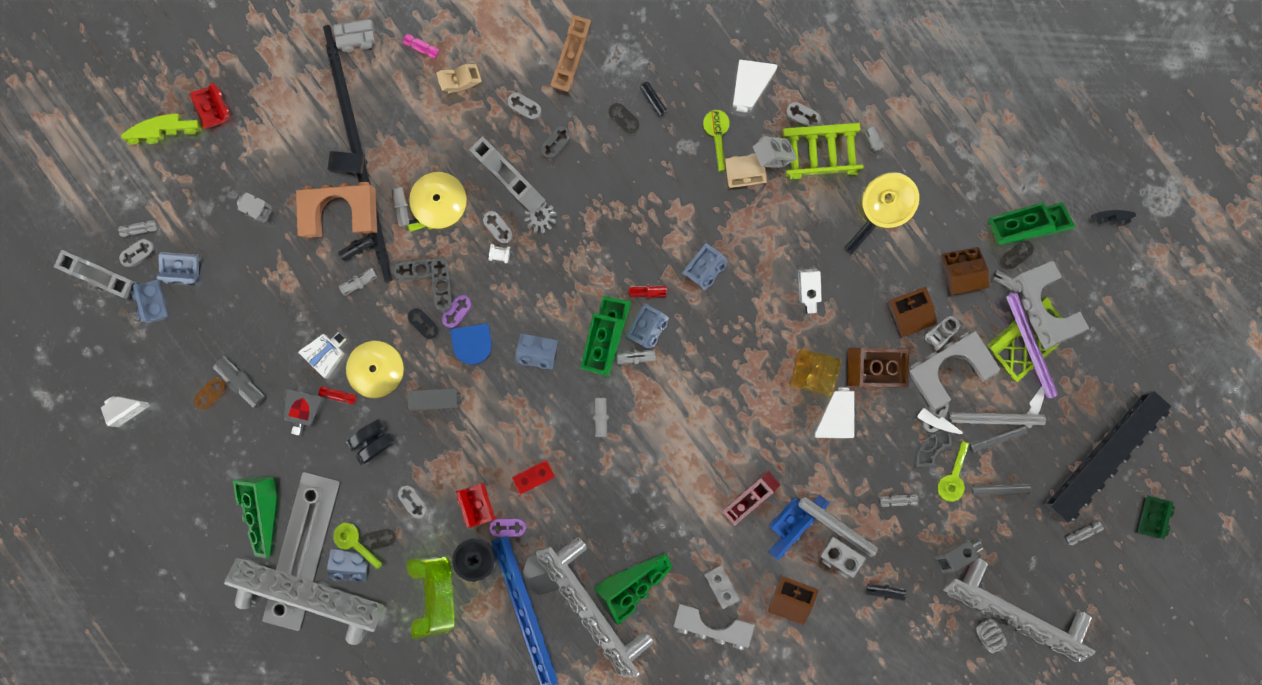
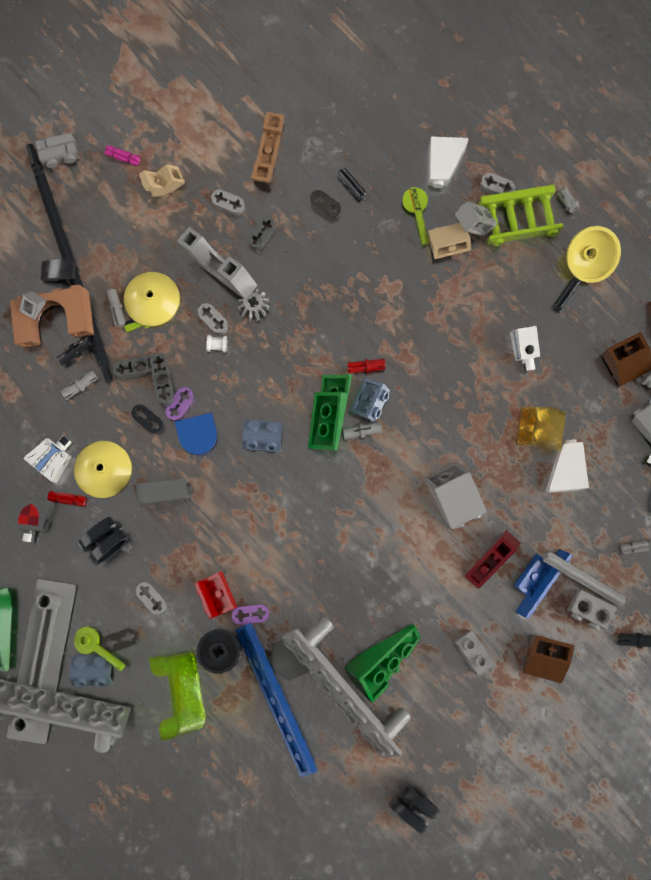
camera: 15 degrees left, 5 degrees down
(318, 198) = (32, 304): none -> light grey slope
(533, 477) = (271, 560): red brick -> none
(601, 417) = (333, 494): light grey pin -> none
(705, 266) = (420, 336): sand blue bracket -> none
(721, 431) = (455, 495): none -> light grey slope
(737, 632) = (494, 698): light grey arch -> none
(878, 367) = (601, 417): reddish brown slope -> none

